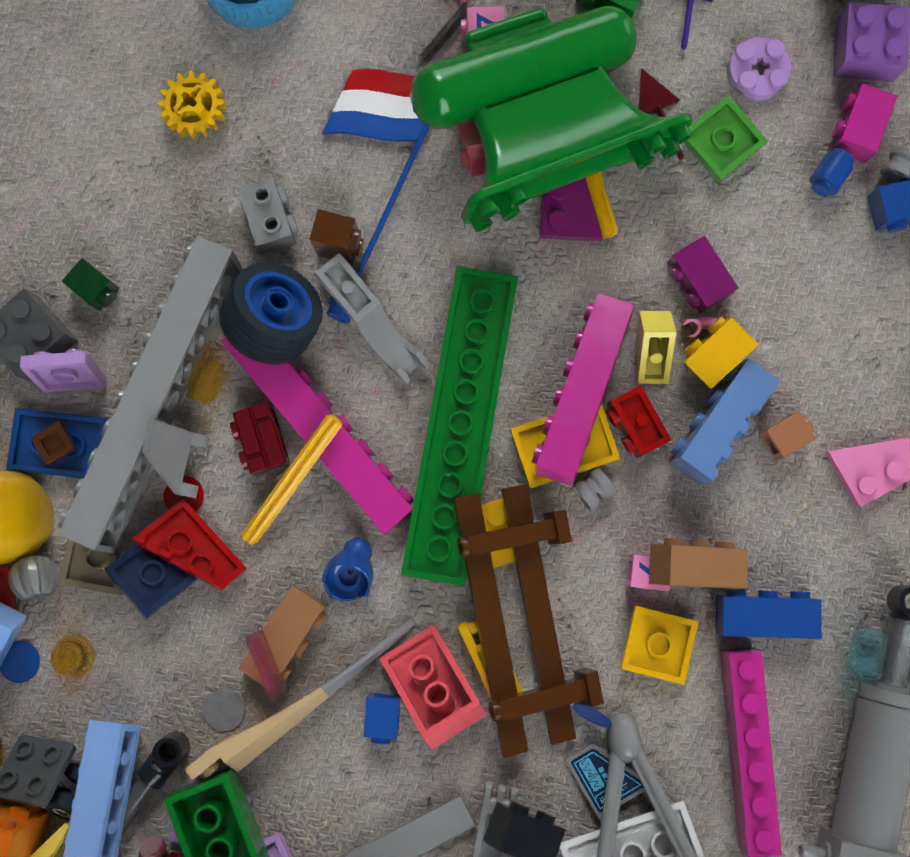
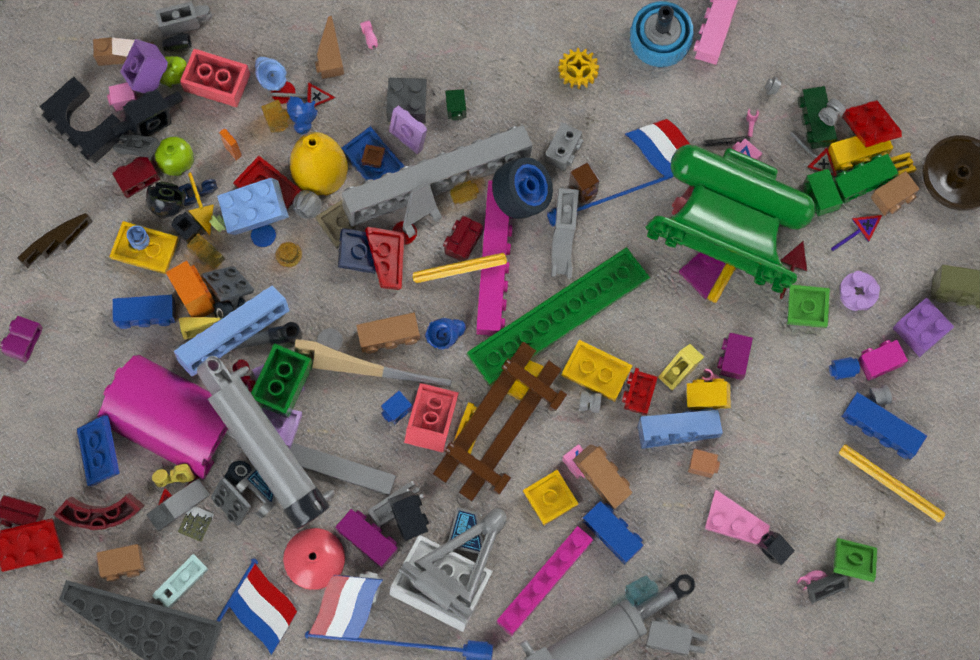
camera: 40 degrees right, 10 degrees down
(265, 664) = (371, 331): clear pink tile -> none
(584, 389) = (628, 352): dark pink brick -> none
(592, 715) = (489, 497): blue sticker -> none

